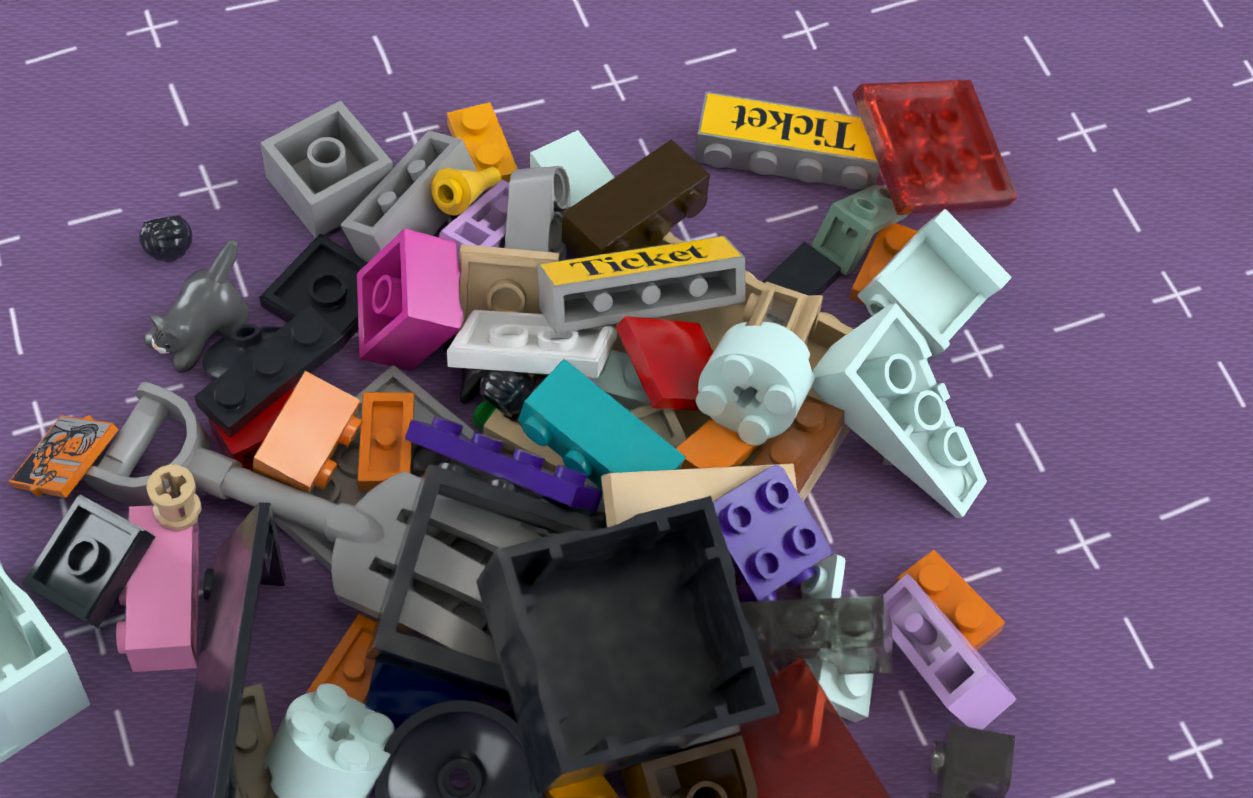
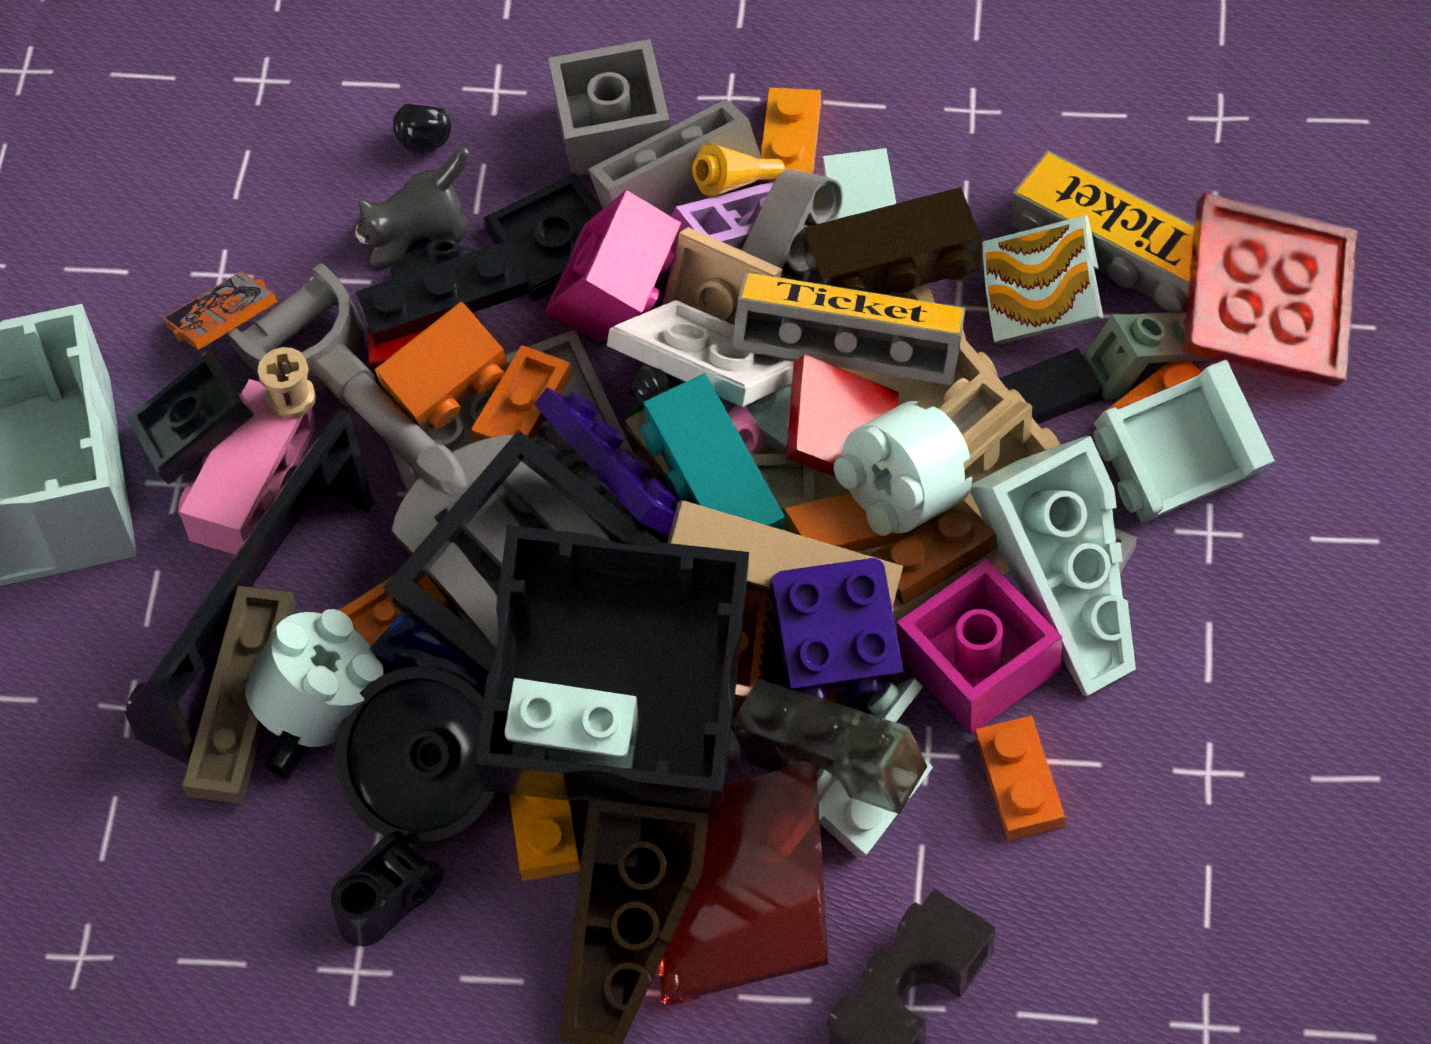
camera: 35 degrees right, 0 degrees up
(622, 703) = (572, 723): none -> light aqua panel
(756, 195) = (1041, 280): none -> slope
(873, 506) = (979, 646): none -> dark pink brick
(945, 656) = (972, 824): lavender slope -> none

